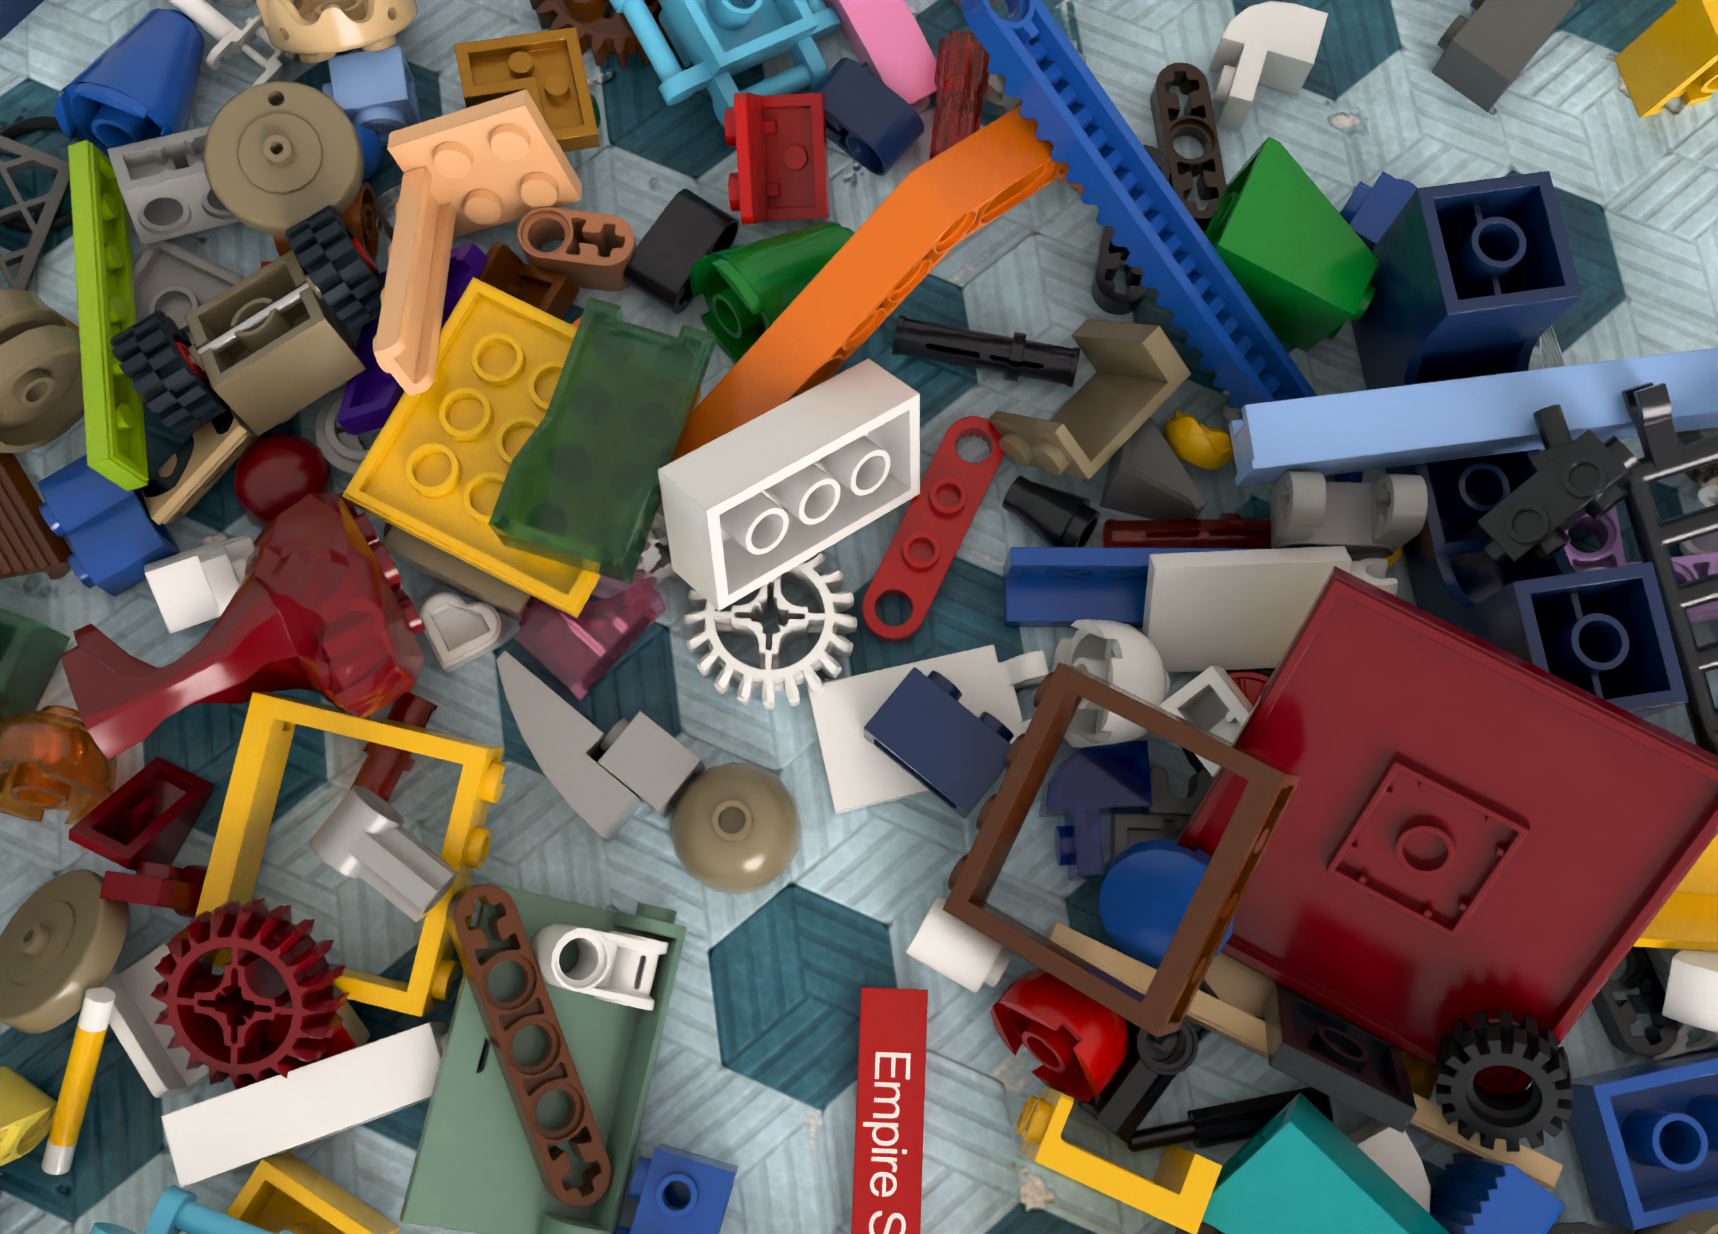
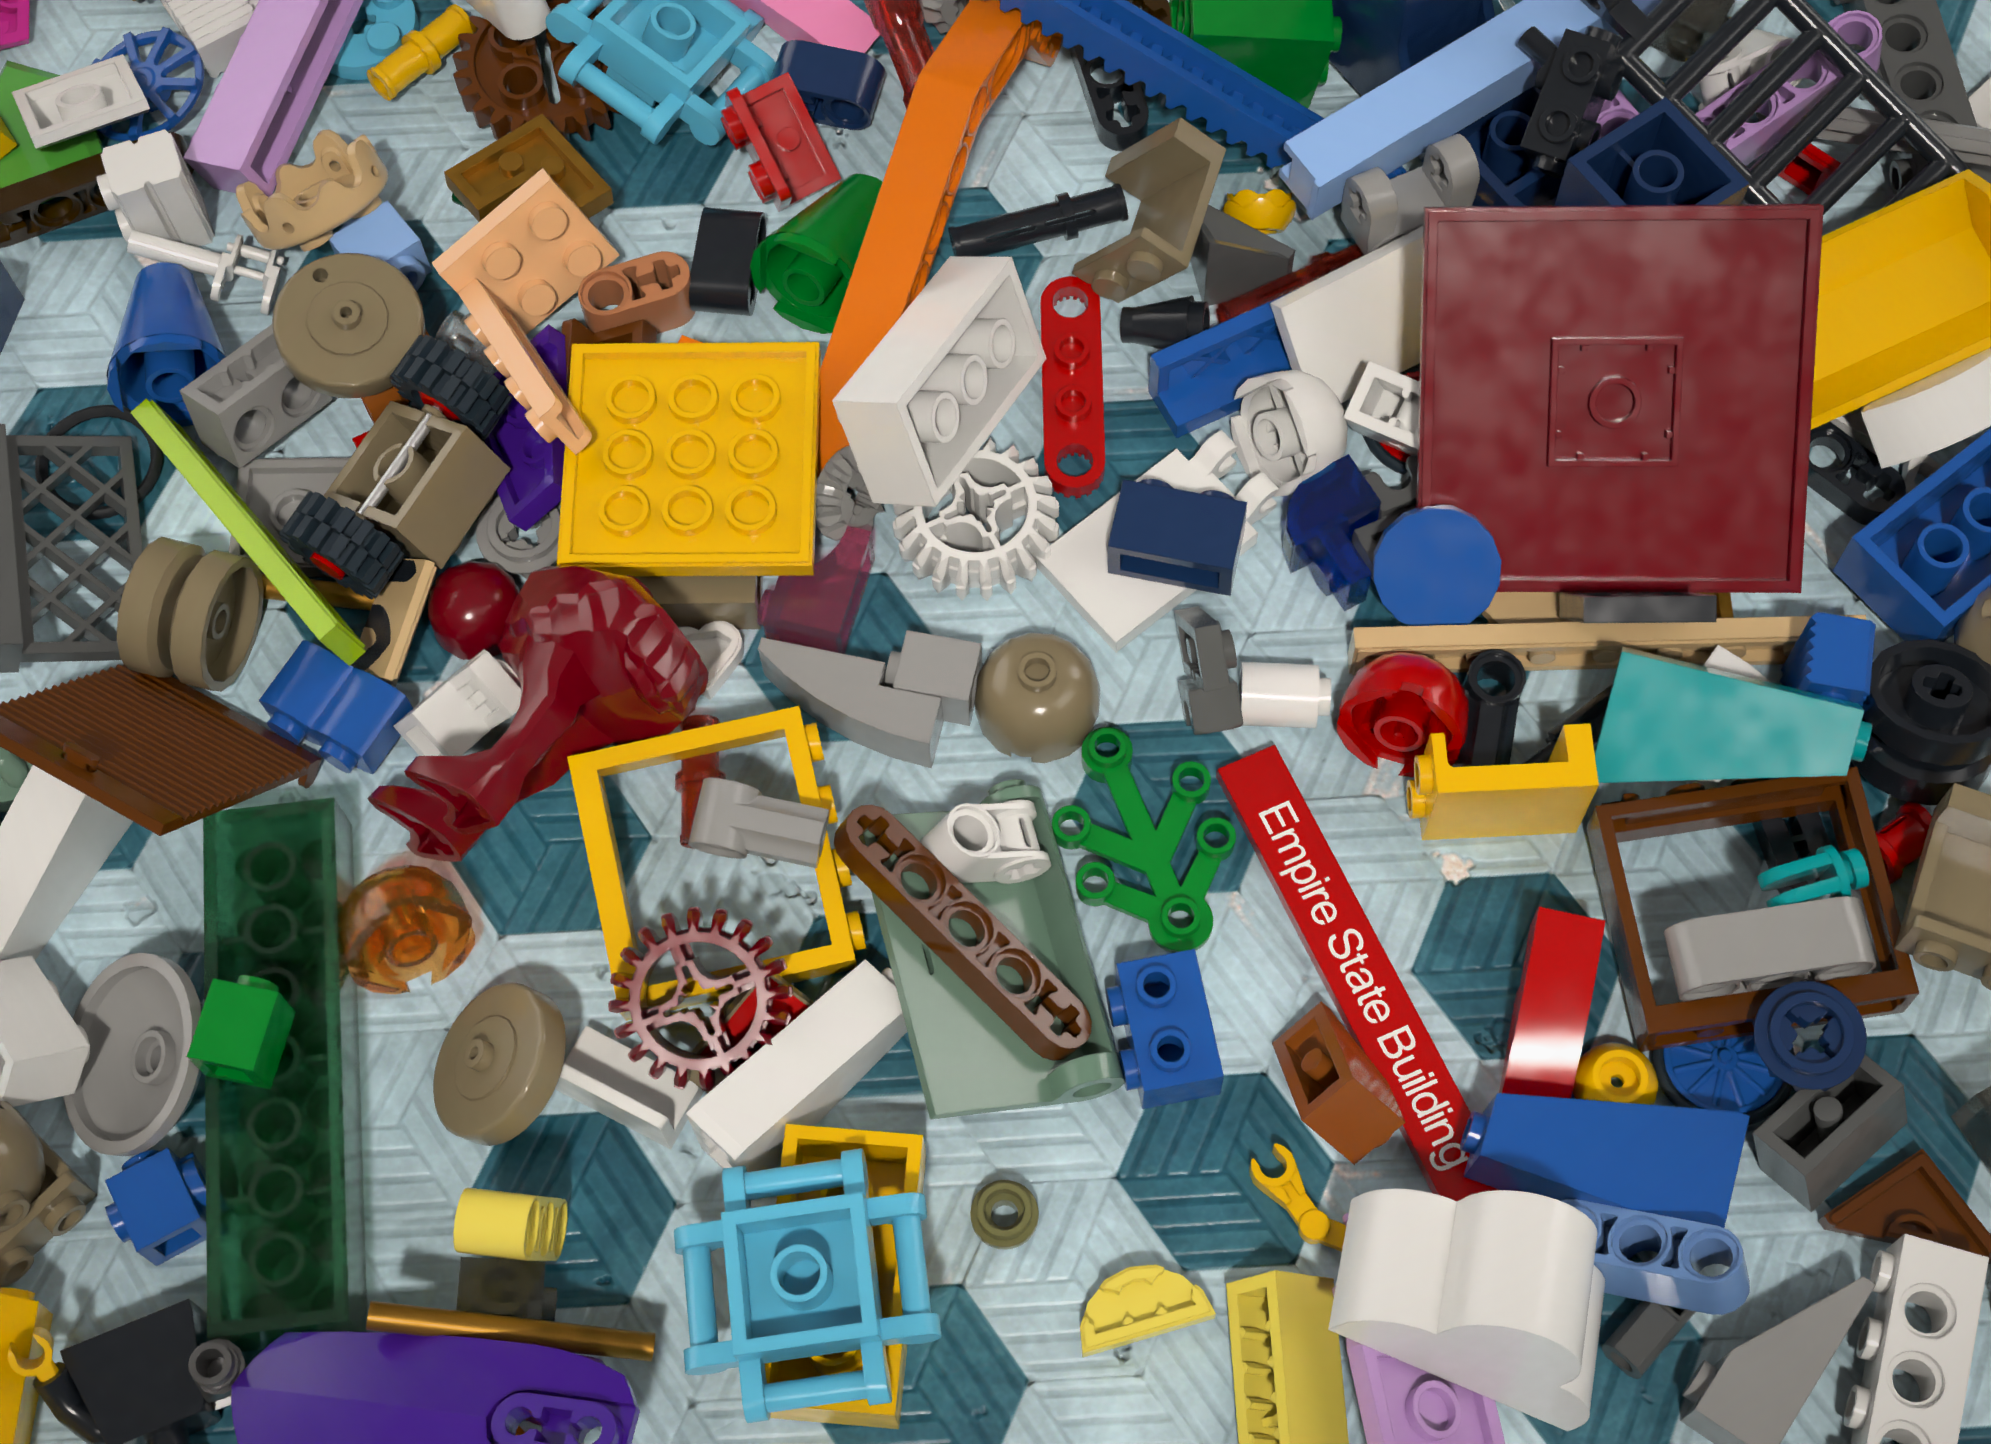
camera: 20 degrees left, 10 degrees down
(78, 1080) = (579, 1159): yellow bar -> none
(145, 816) = (512, 935): dark red slope -> none
(158, 886) = (568, 965): dark red plate -> none
(590, 469) = (769, 414): clear green piece -> none
(756, 1034) = (1147, 849): none -> green plant
(893, 905) = (1209, 695): none -> dark grey plate
(1215, 898) = (1470, 520): reddish brown window -> none
(1498, 1115) = (1795, 595): black tyre -> none

